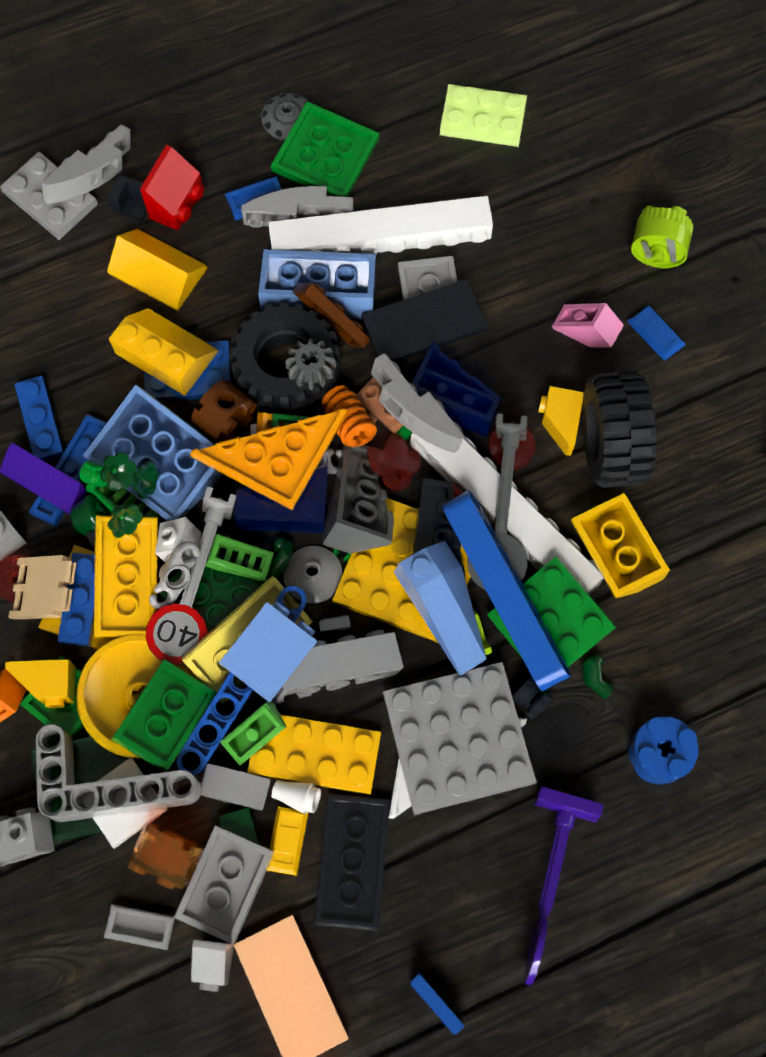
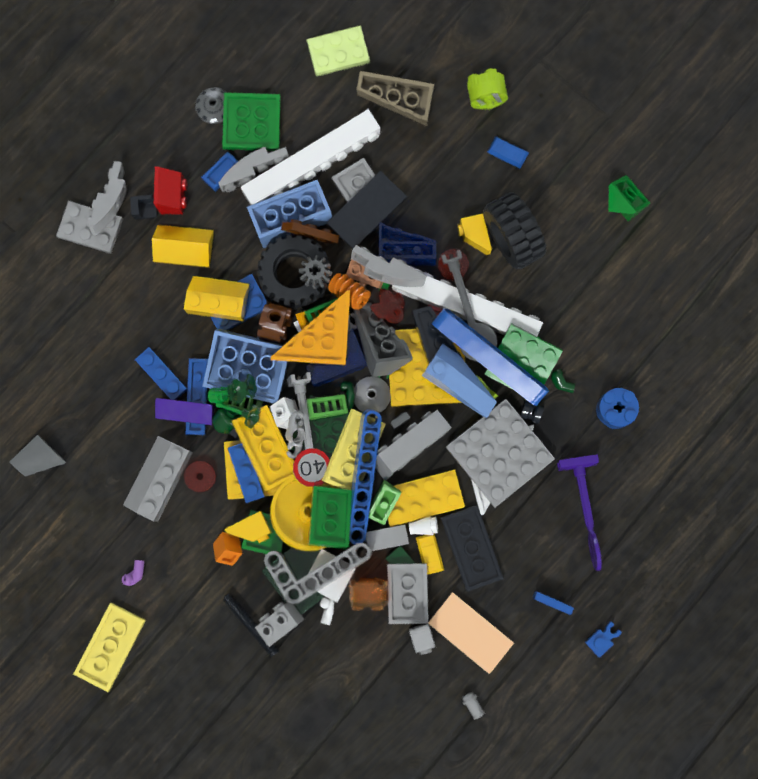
camera: 20 degrees left, 10 degrees up
(44, 587) = (221, 475): tan plate -> none
(97, 856) = (328, 612): none -> white arm
(139, 927) = (371, 637): light grey tile -> none
(269, 650) = (374, 455): medium blue panel -> none
(537, 195) = (397, 94): none -> dark tan wedge
(589, 324) = (465, 166): bright pink slope -> none
(621, 547) = (544, 300): yellow slope -> none

